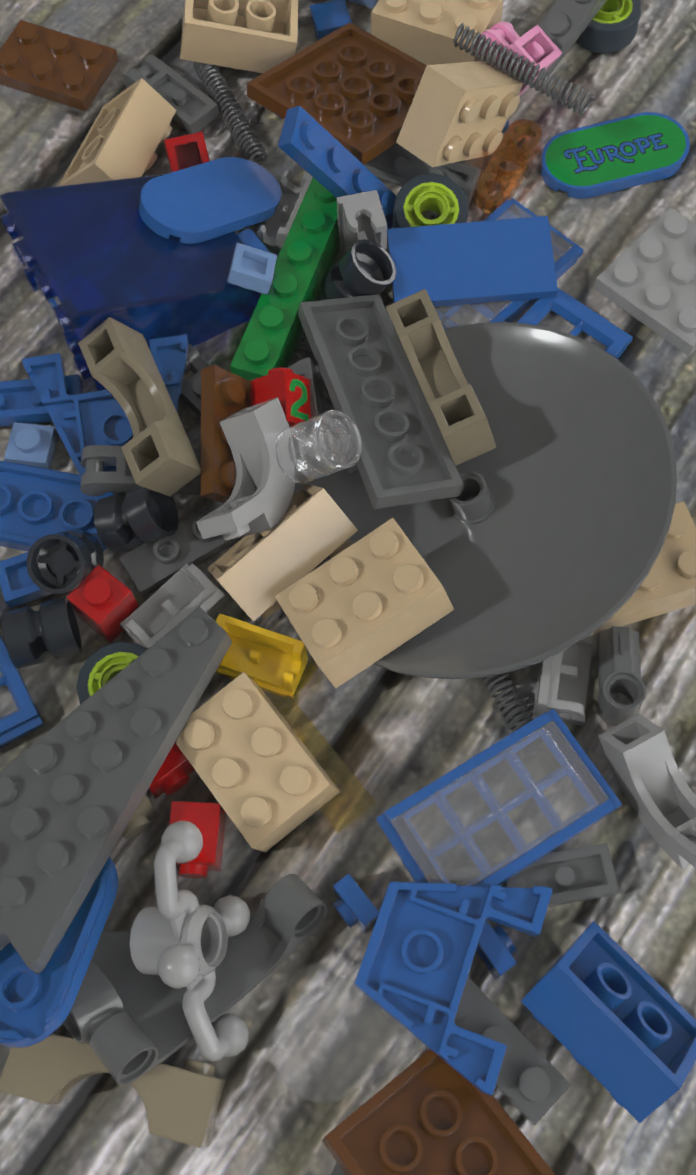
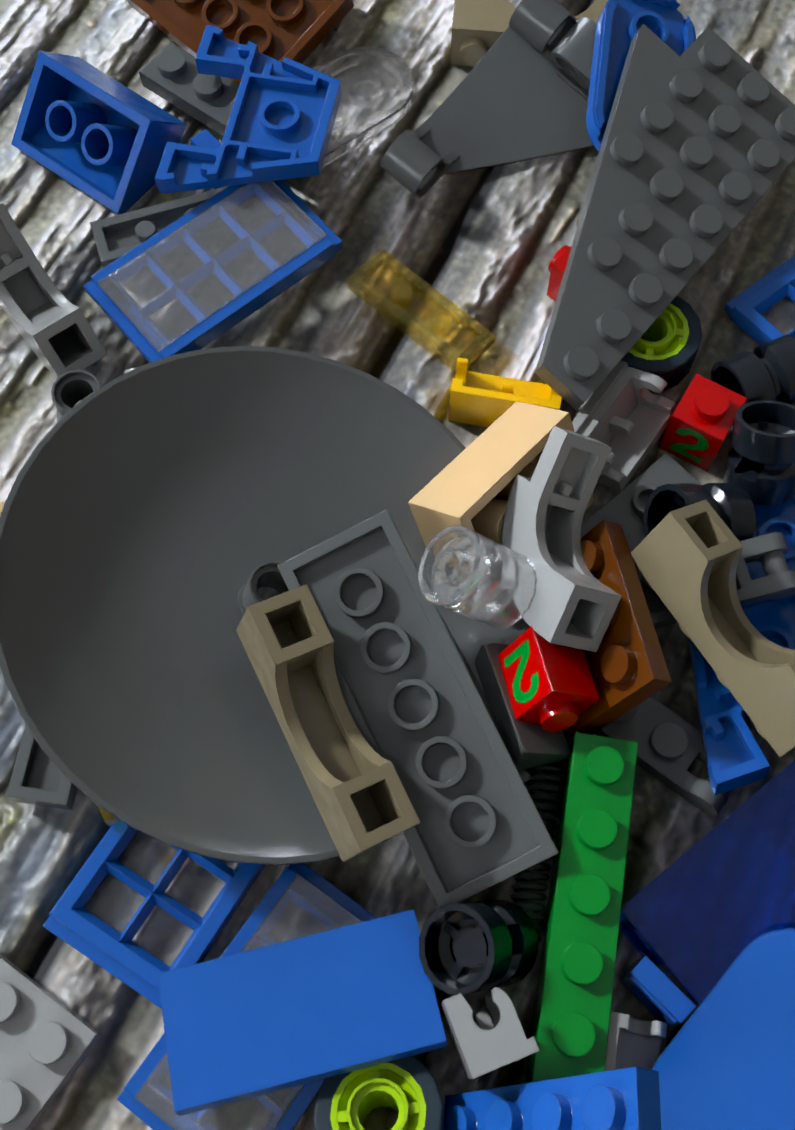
camera: 170 degrees right, 0 degrees up
(189, 942) = (502, 103): light grey wheel -> none
(211, 821) = (526, 216): red brick -> none
(252, 268) = (648, 899): medium blue plate -> none
(254, 763) = (477, 277): tan brick -> none
(354, 904) = (352, 183): blue plate -> none
(364, 603) = (383, 413): tan brick -> none

